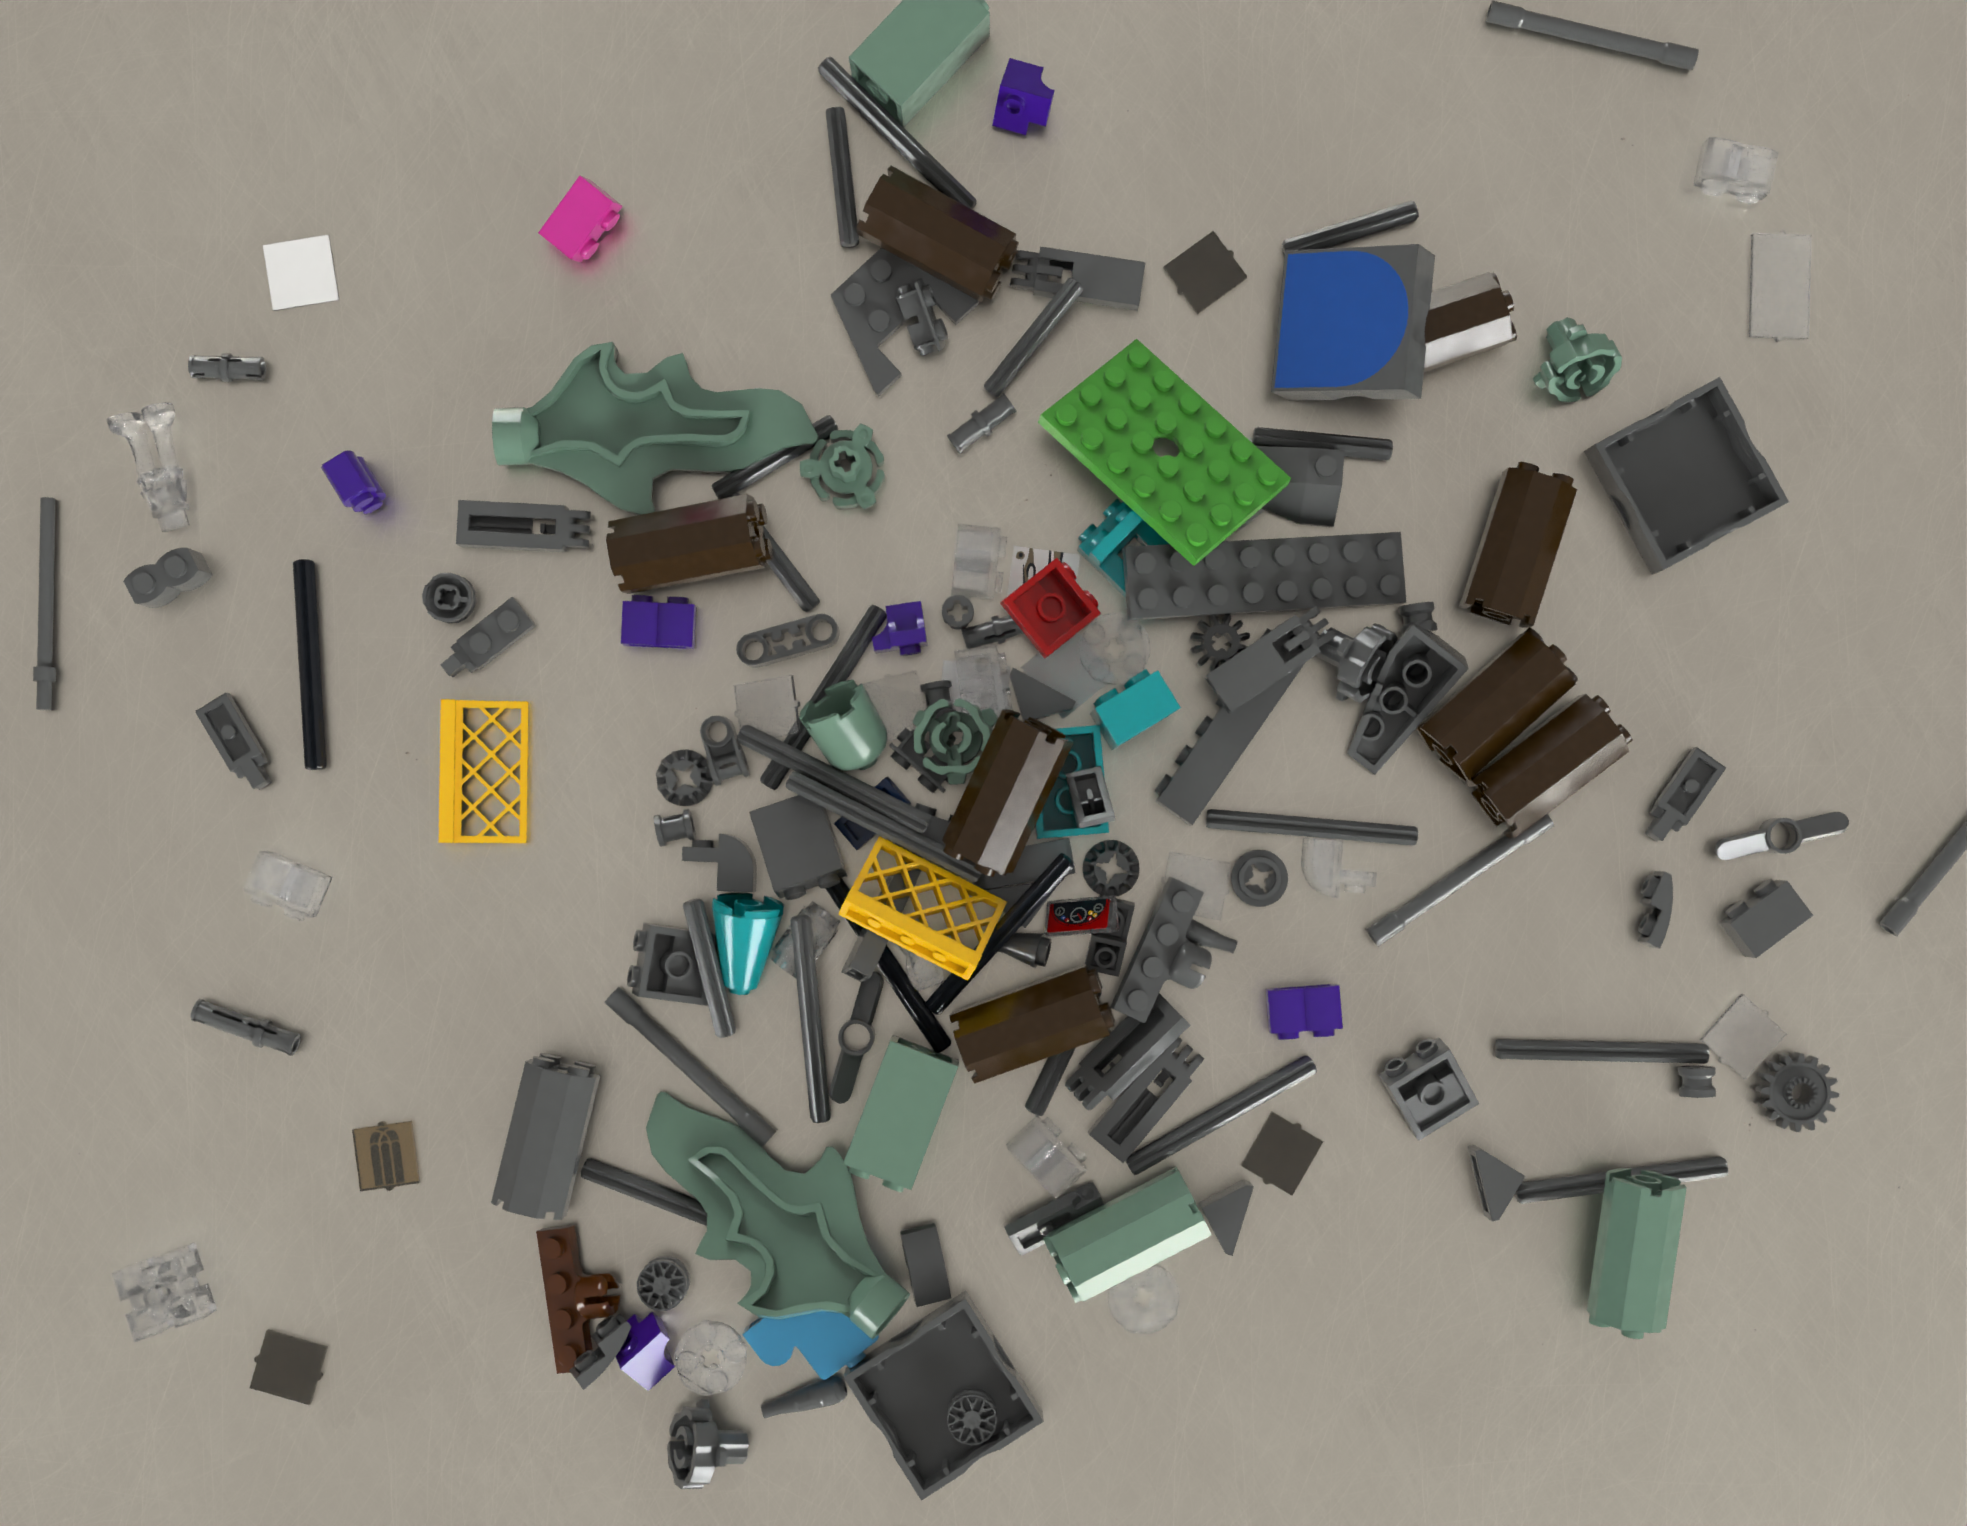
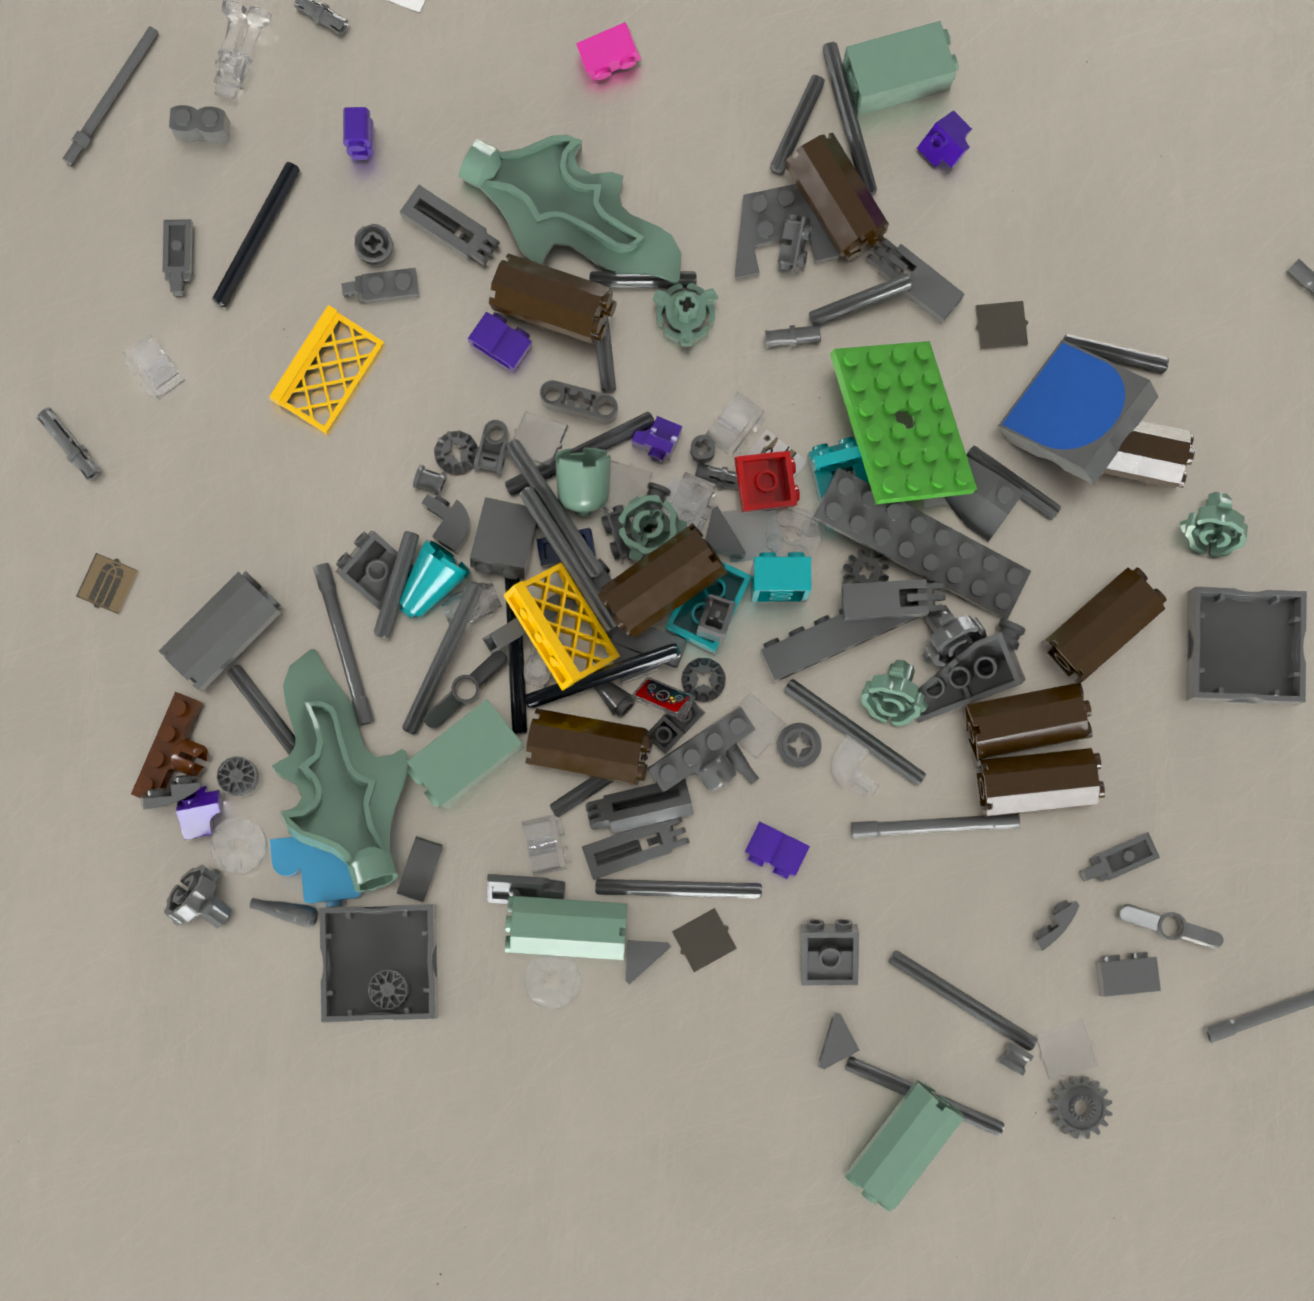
camera: 30 degrees right, 5 degrees down
(1333, 762) = (894, 695): none -> sand green piece

